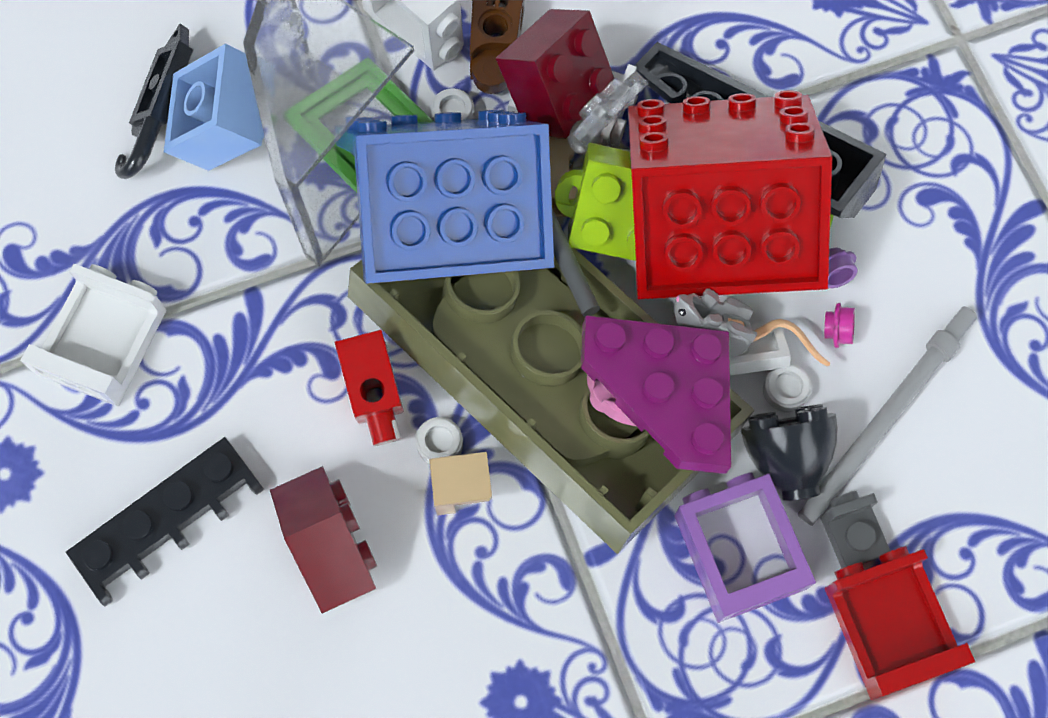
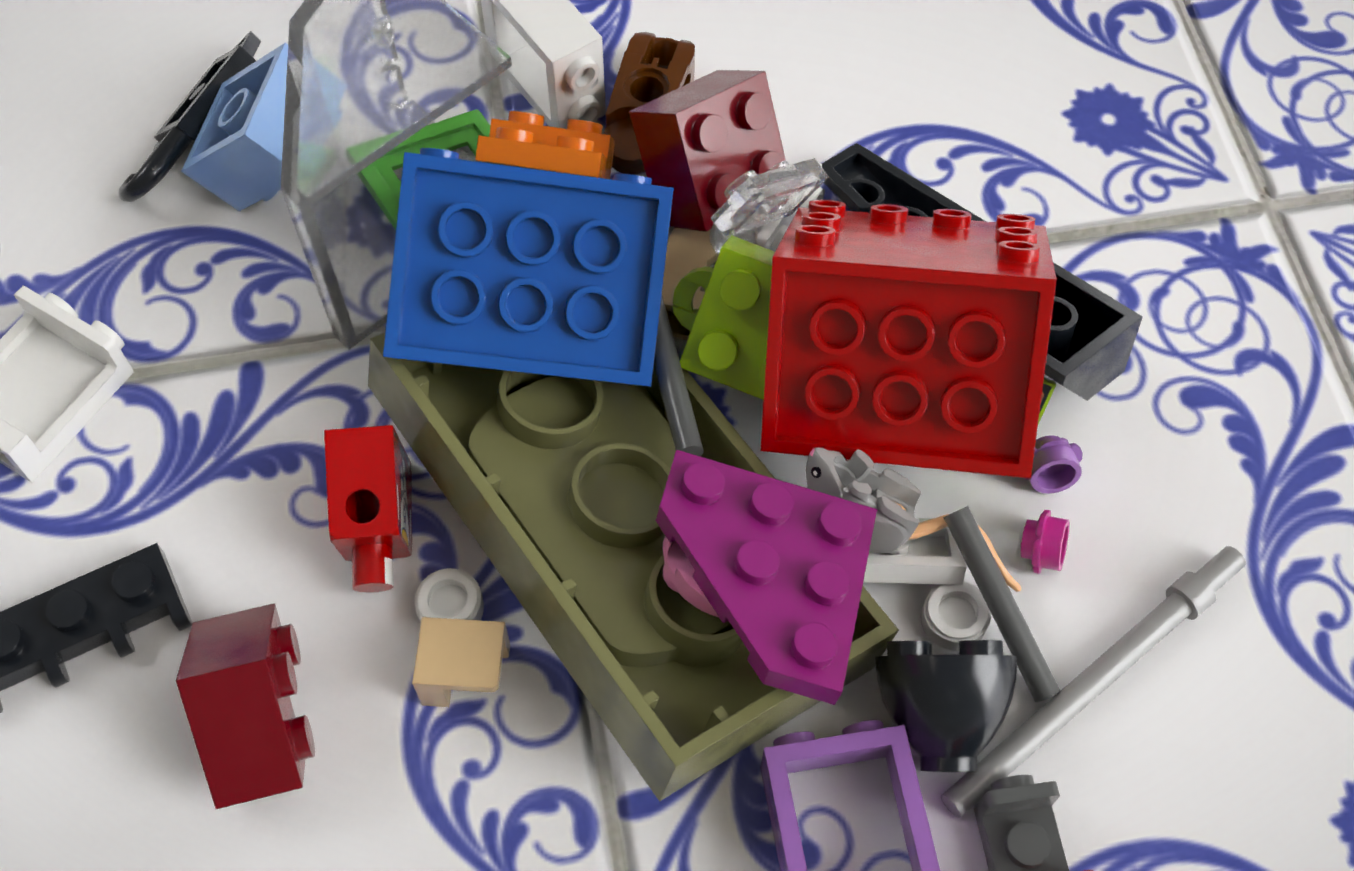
camera: 10 degrees right, 10 degrees down
(437, 94) = (529, 144): none -> orange plate
(818, 376) = (1002, 604): none -> dark grey bar

